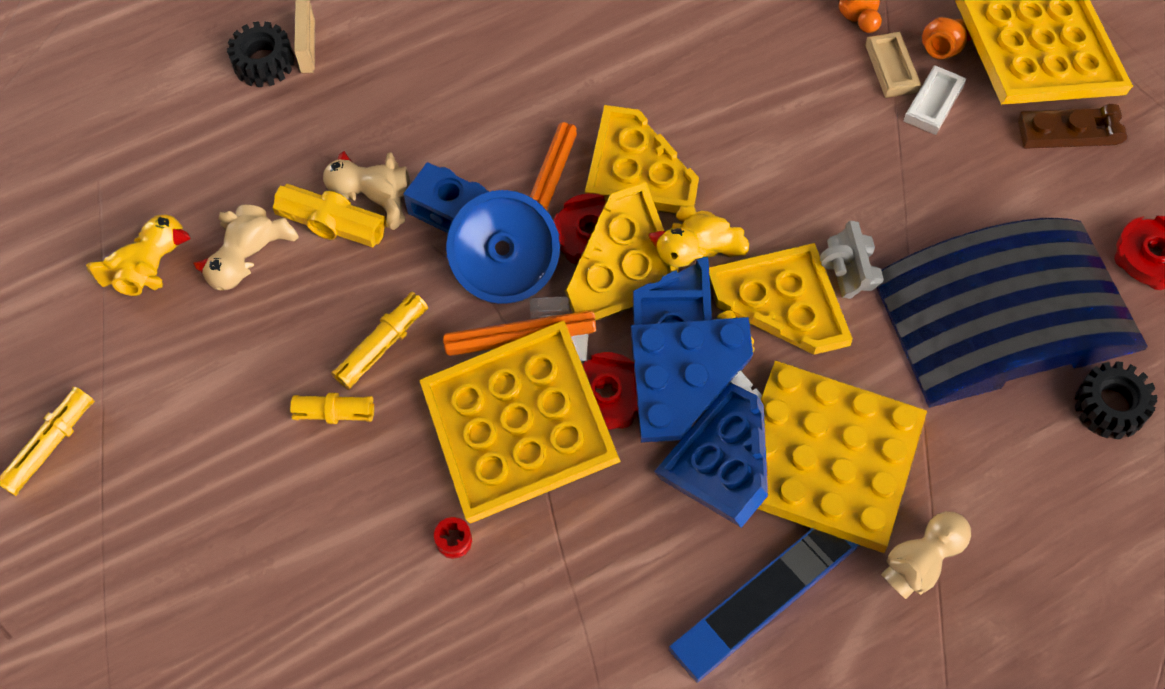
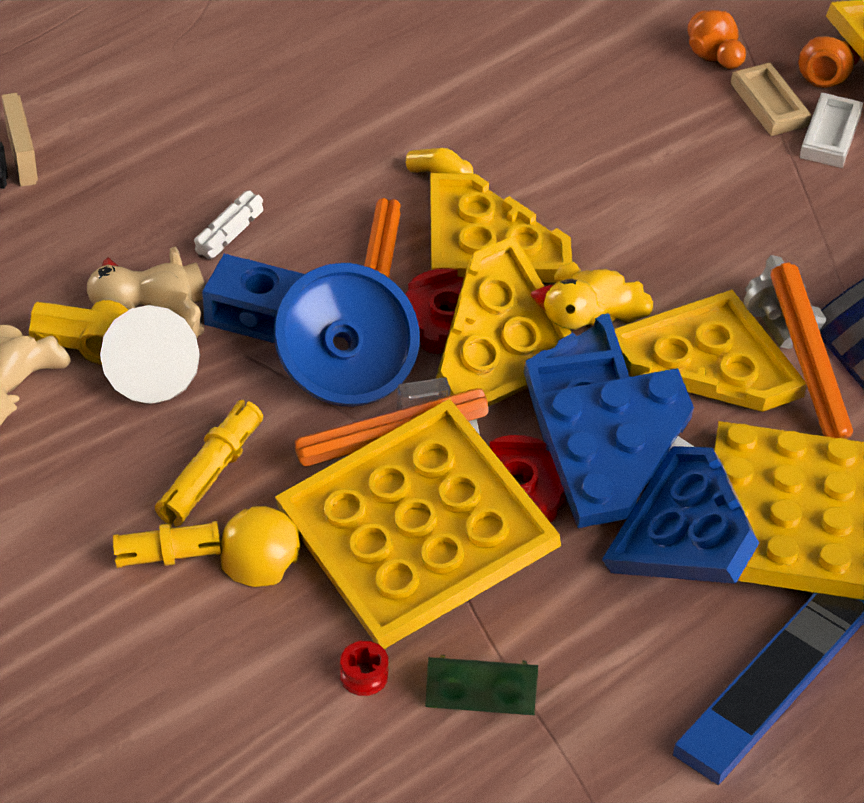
camera: 15 degrees left, 15 degrees down
(353, 243) = (150, 354): none -> white tile
(400, 419) = (259, 546): none -> yellow hair
(444, 129) = (228, 224): none -> white axle
(519, 564) = (481, 685): none -> clear green hinge
(614, 94) = (437, 161): none -> yellow arm
(861, 313) = (811, 351): none -> orange axle

